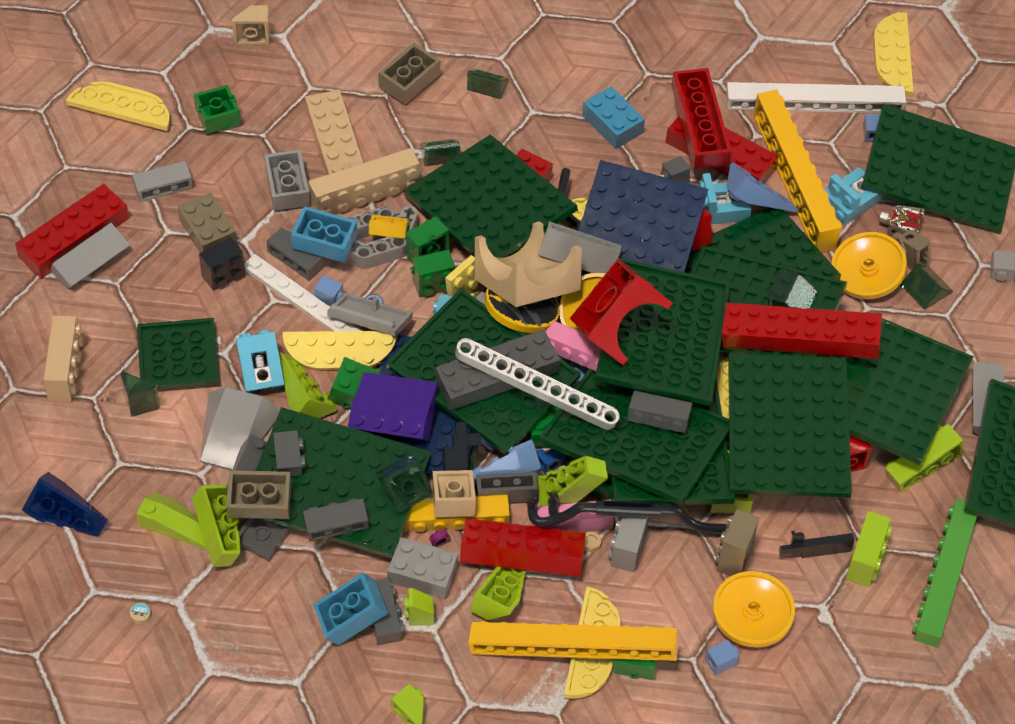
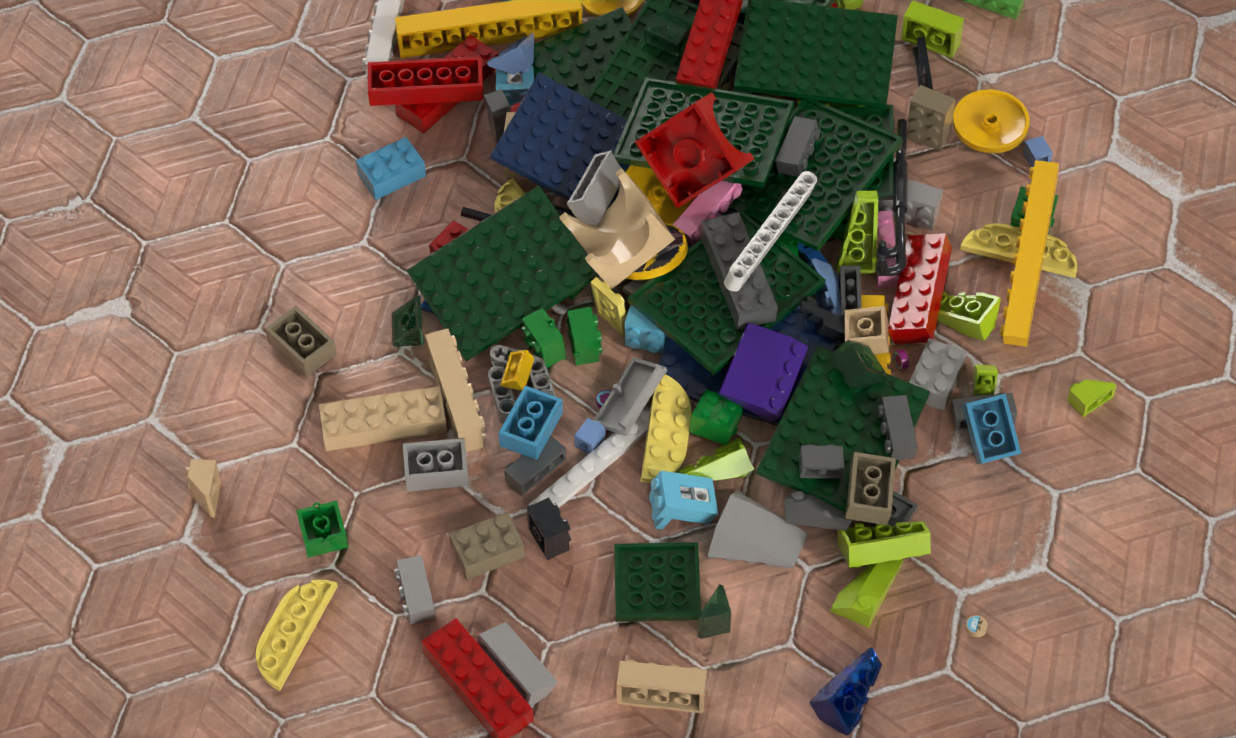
camera: 80 degrees left, 0 degrees up
(486, 83) = (320, 274): clear green slope -> none

